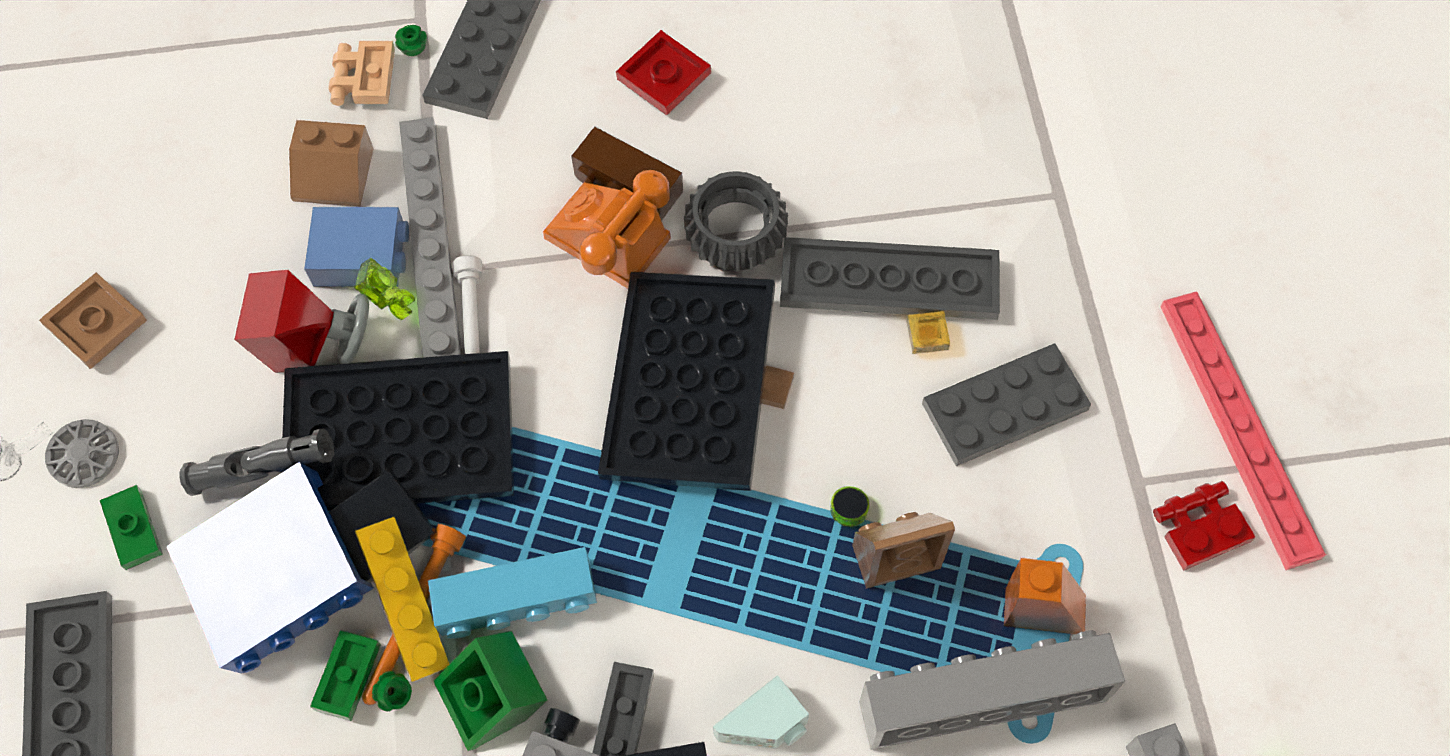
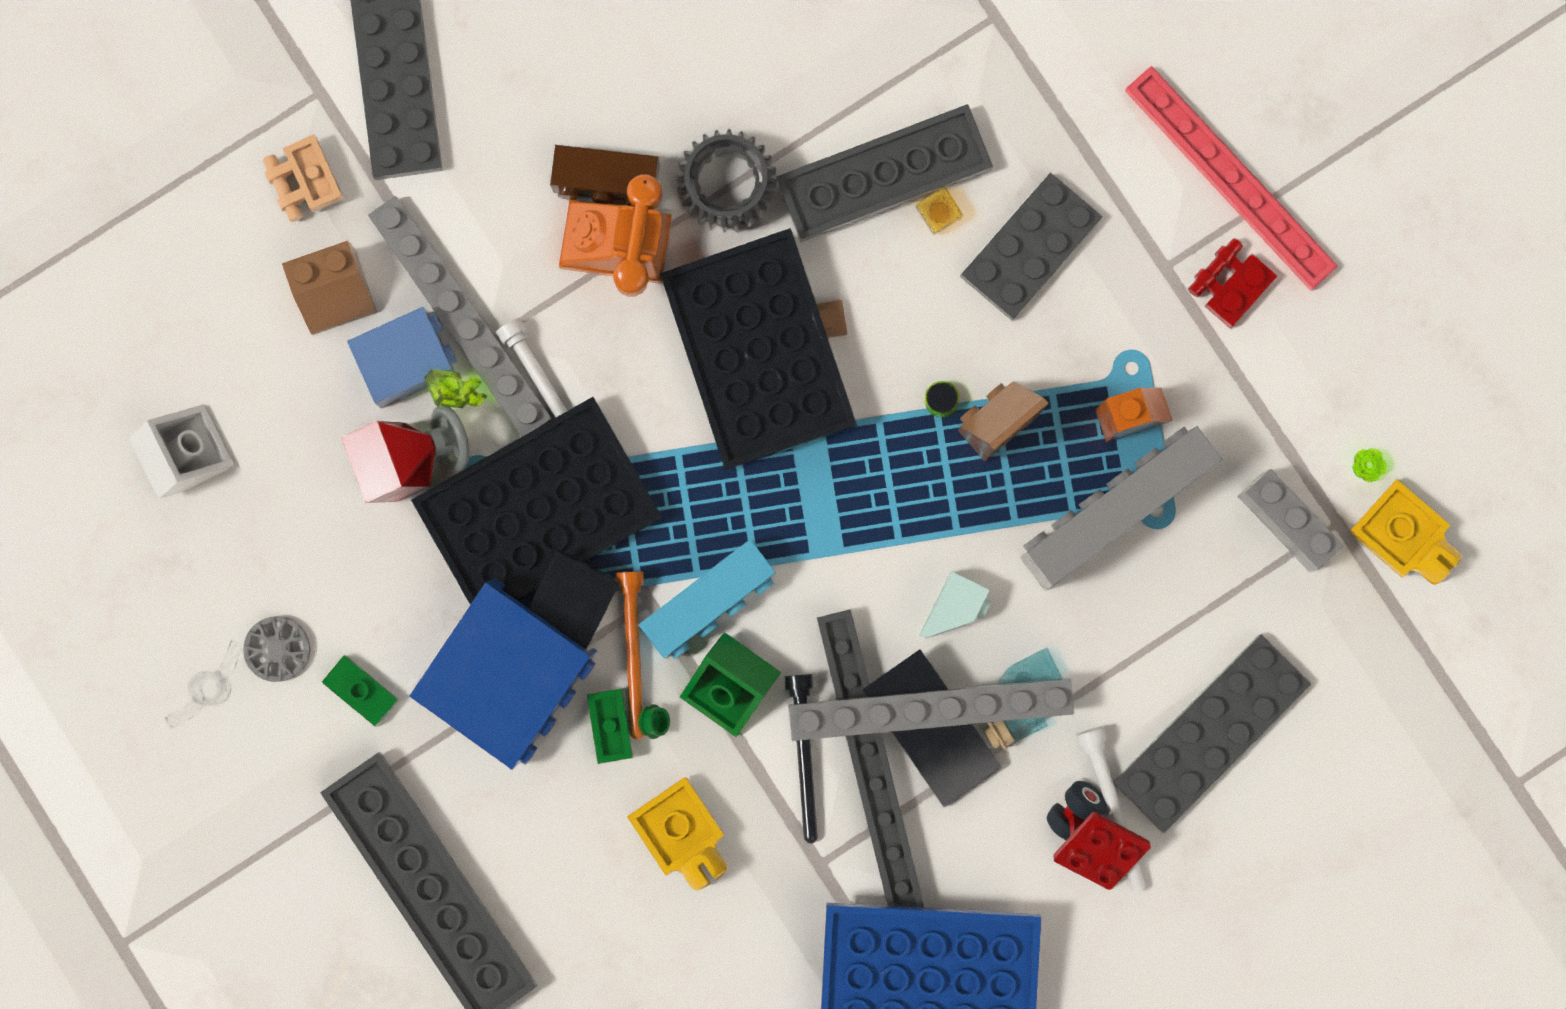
camera: 25 degrees left, 20 degrees up
(93, 320) = (211, 531): medium nougat plate -> none
(112, 239) = (180, 450): none -> white slope
(279, 455) = (458, 581): dark grey piece -> none
(402, 599) = (624, 647): yellow plate -> none
(411, 40) = (334, 125): green plate -> none
(663, 72) = (583, 51): red plate -> none

